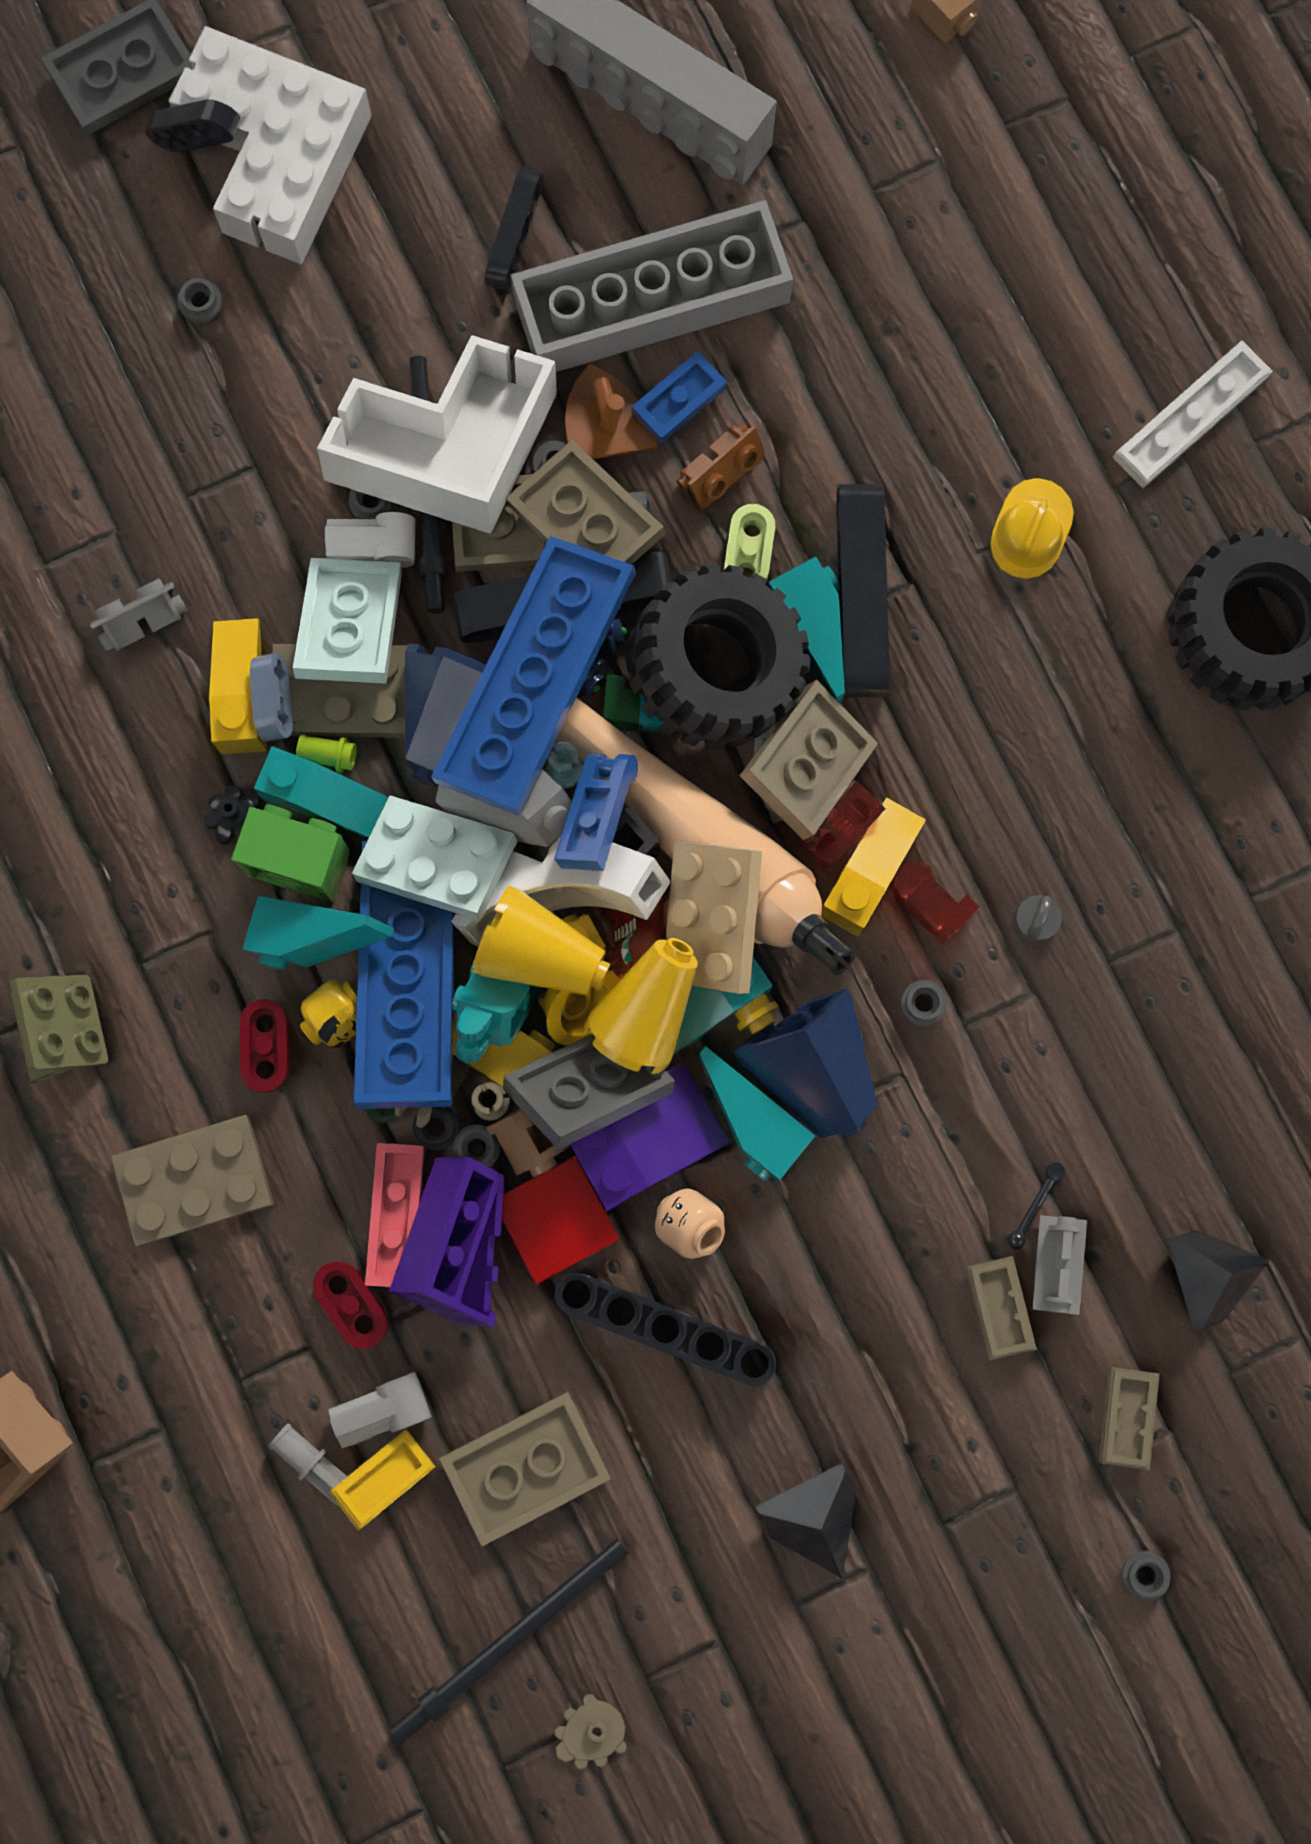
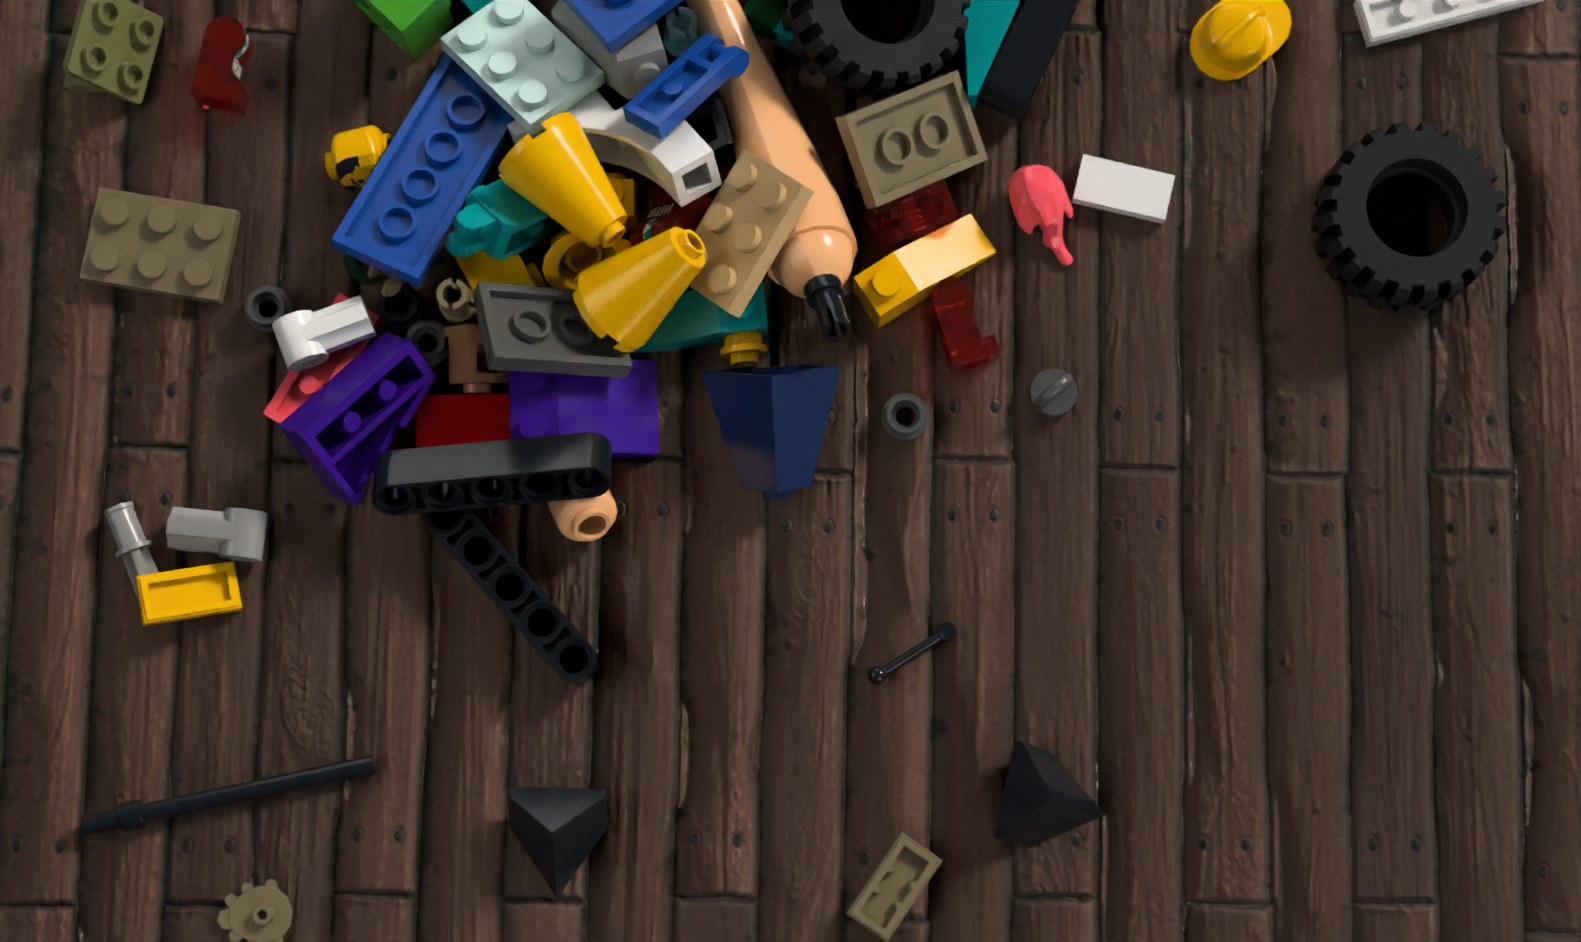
camera: 30 degrees right, 0 degrees up
(164, 996) = (220, 65): none -> clear red leg
(263, 1047) = (284, 159): dark red plate -> none
(305, 1184) = (261, 297): none -> dark grey plate
(307, 934) = (372, 72): teal slope -> none
(349, 1306) = (241, 427): dark red plate -> none
(376, 1195) = (310, 336): none -> white piece
(525, 1468) = (321, 649): dark tan plate -> none
(602, 1238) = (492, 474): none -> black beam
(760, 1127) = (692, 450): teal slope -> none
(942, 756) = (1040, 200): none -> coral piece
(1000, 1308) = (828, 727): dark tan plate -> none
(1004, 711) = (1123, 189): none -> white tile
(1059, 1264) = (904, 716): light grey hinge -> none

